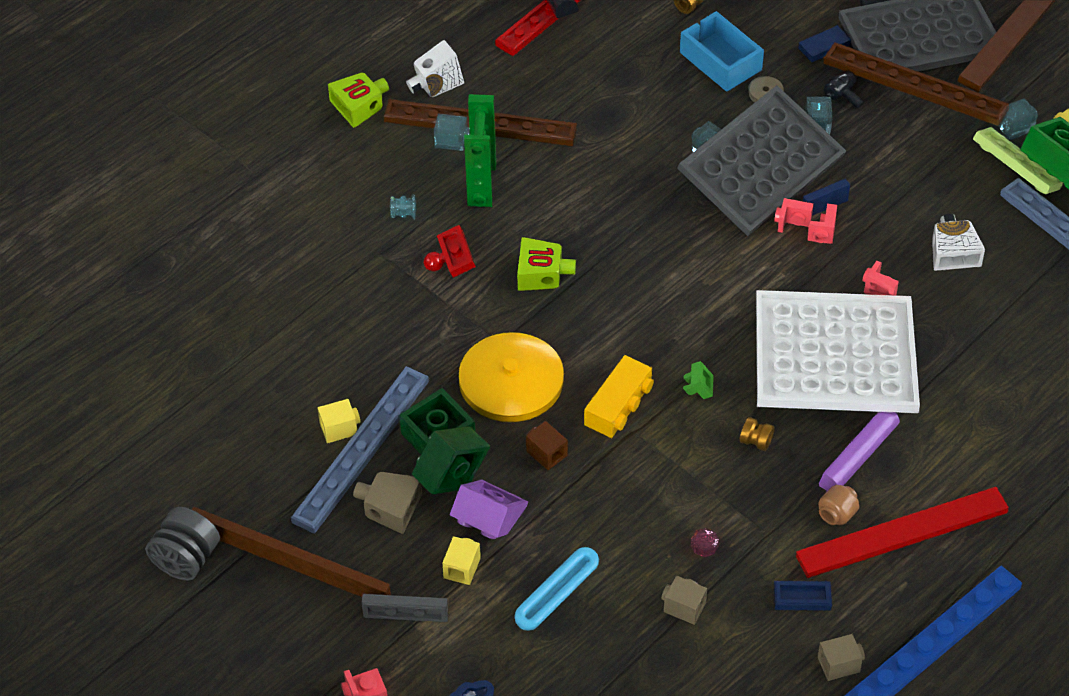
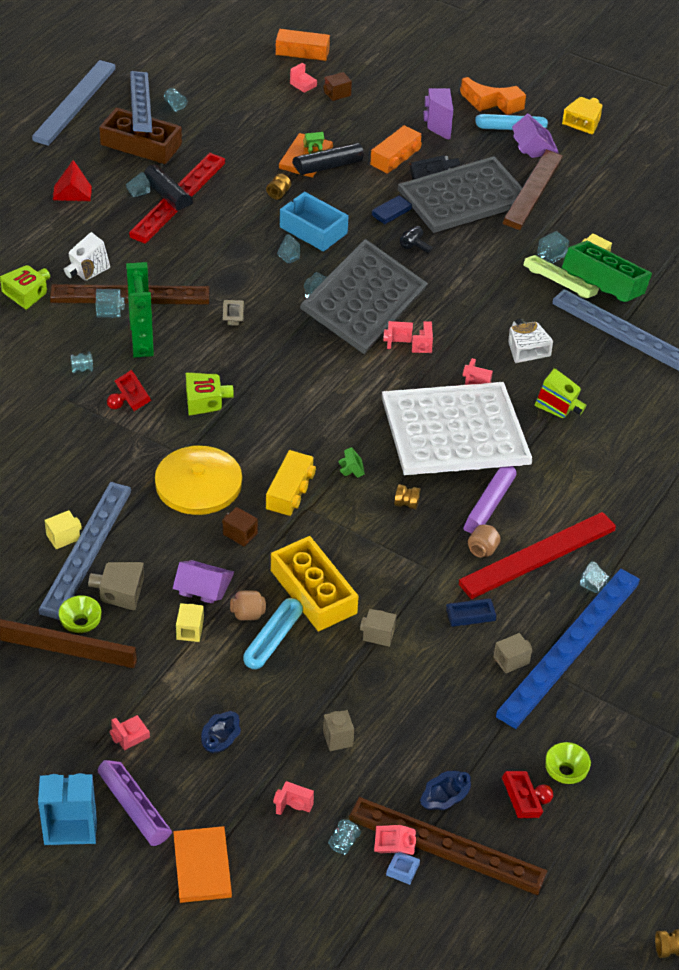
camera: 15 degrees left, 5 degrees down
(333, 523) = (79, 607): none -> lime piece
(405, 608) = (151, 665): dark grey tile -> none
(432, 414) = (148, 523): dark green brick -> none
(450, 459) = (165, 544): dark green brick -> none
(534, 548) = (248, 605): none -> medium nougat head
(597, 162) = (233, 312): none -> dark tan brick
(618, 532) = (314, 582): none -> yellow brick
(684, 85) = (289, 249): none -> clear light blue slope
(704, 542) = (384, 583): clear pink tile -> none
(761, 86) = (349, 244): dark tan piece -> none
(820, 111) = (401, 255): clear light blue brick -> none
(832, 194) = (425, 314): dark blue tile -> none
(917, 84) = (471, 229): reddish brown tile -> none
(965, 573) = (594, 578): none -> clear light blue slope
(977, 324) = (559, 395): none -> lime torso

